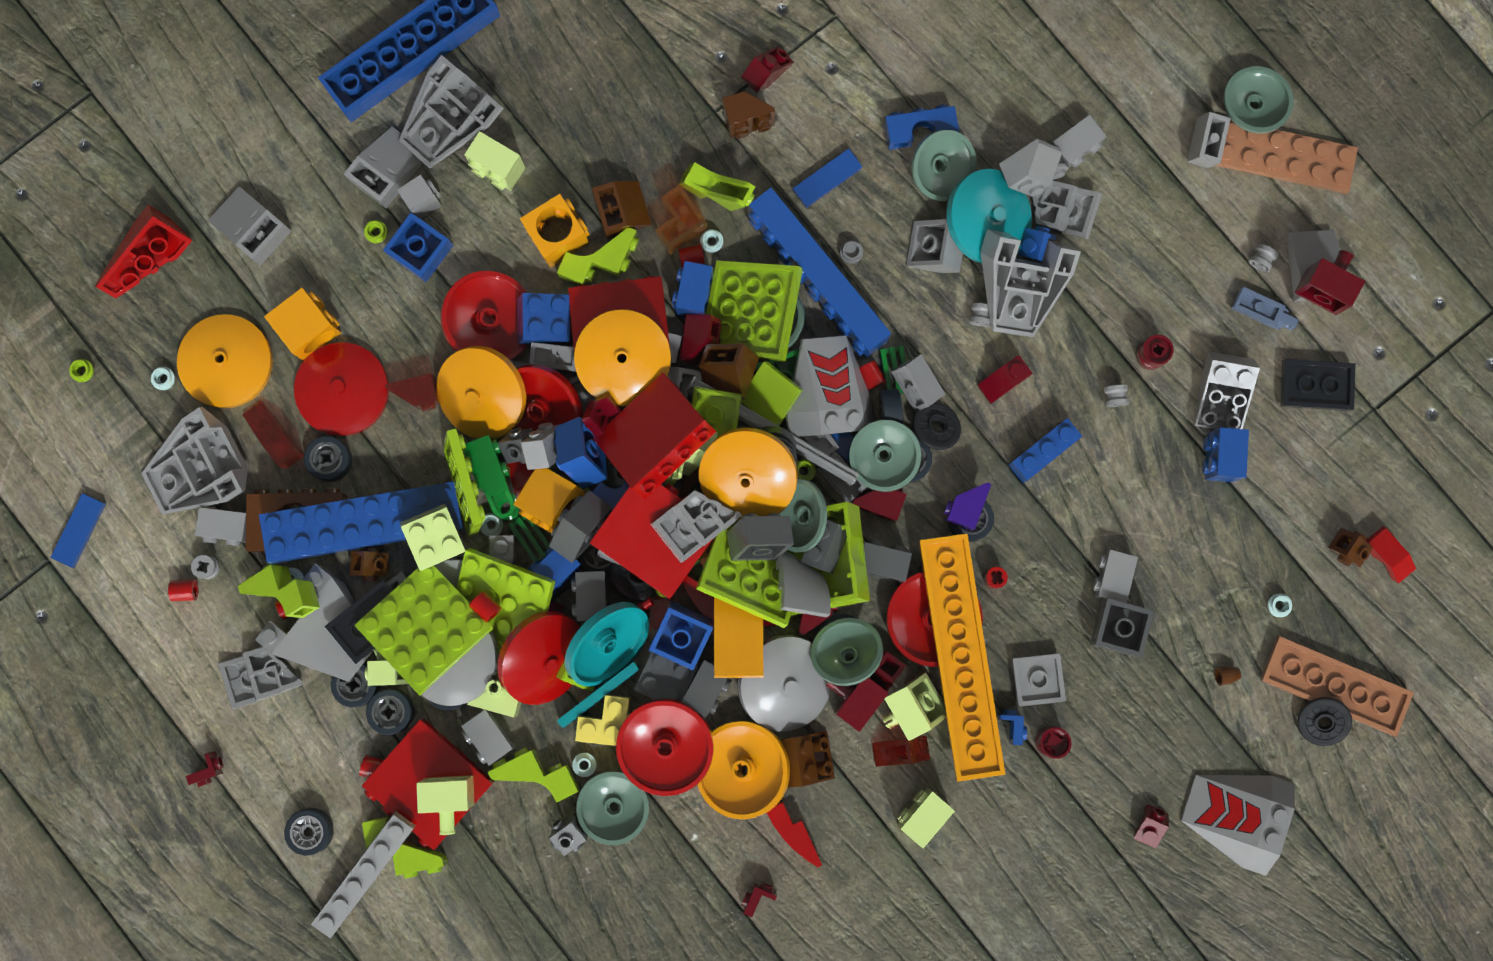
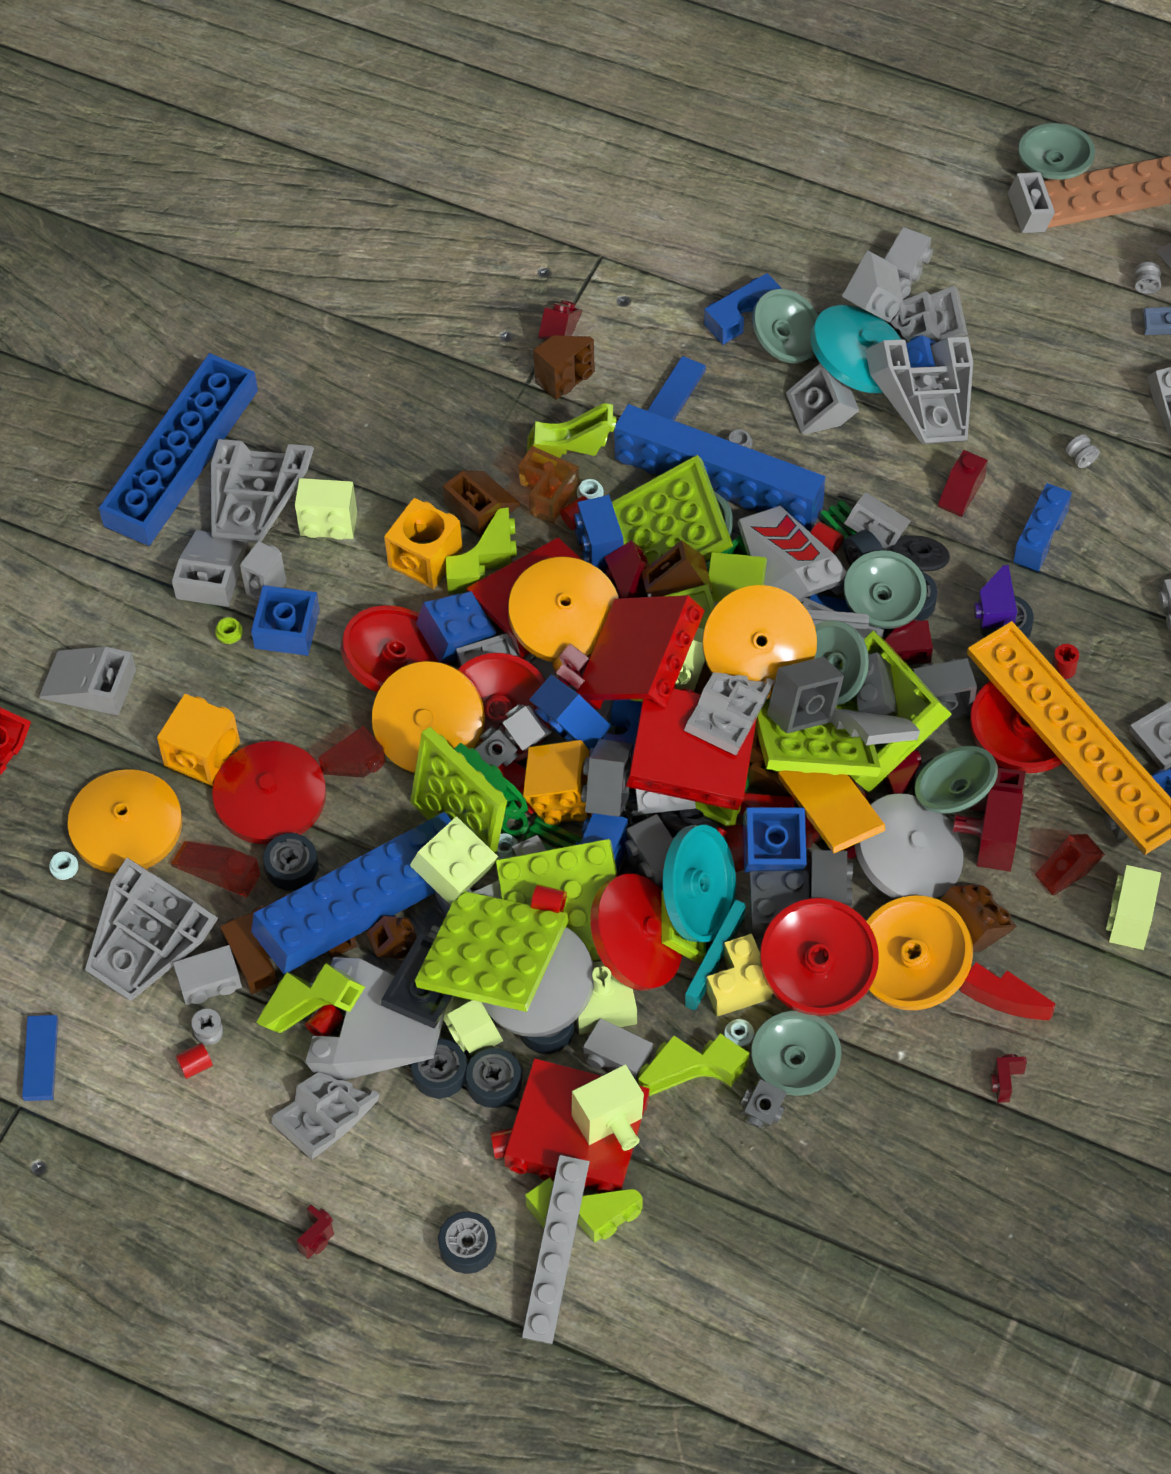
camera: 25 degrees left, 25 degrees down
(915, 707) = (1059, 808): yellowish green brick -> none
(980, 315) = (904, 440): light grey wheel -> none
(1154, 352) = (1095, 396): dark red wheel -> none

